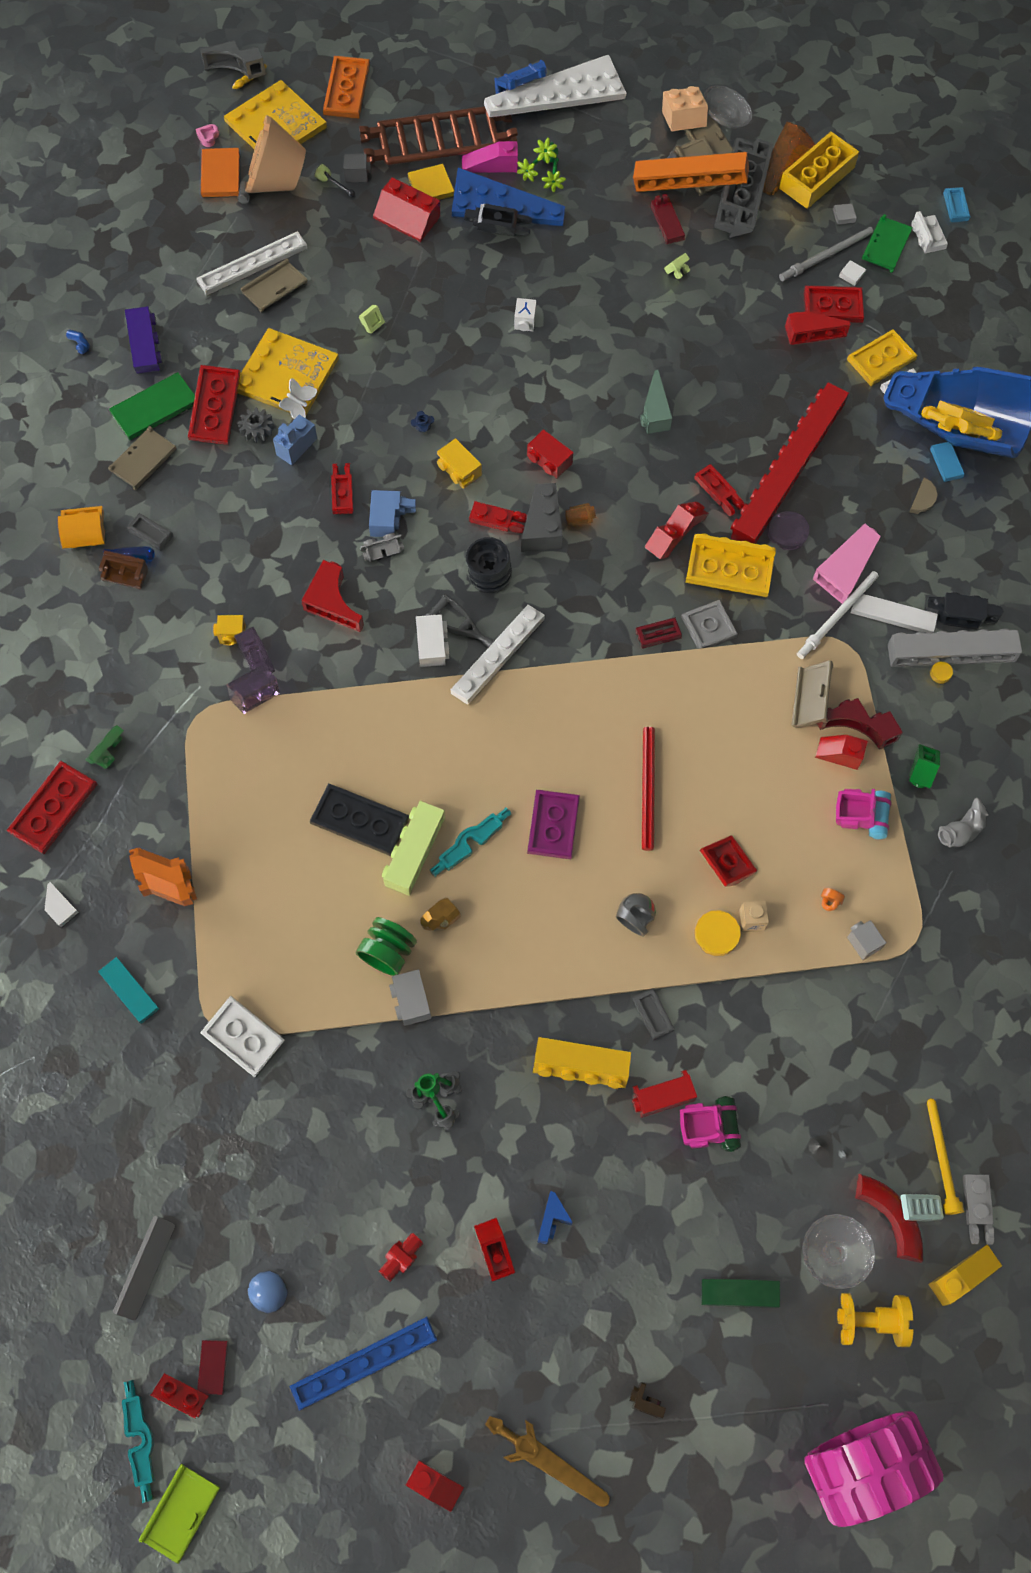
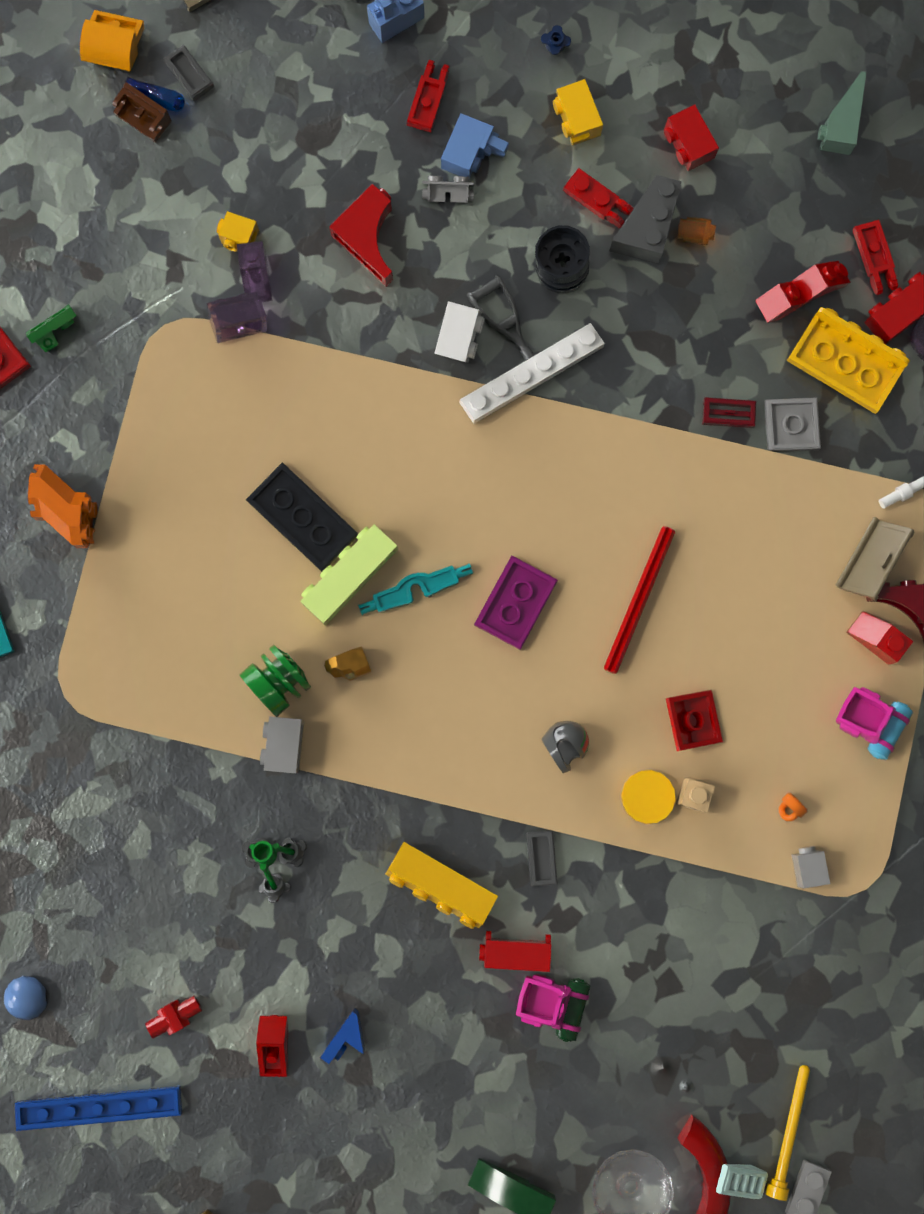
camera: 20 degrees right, 15 degrees up
(242, 1036) = (90, 718): white tile -> none

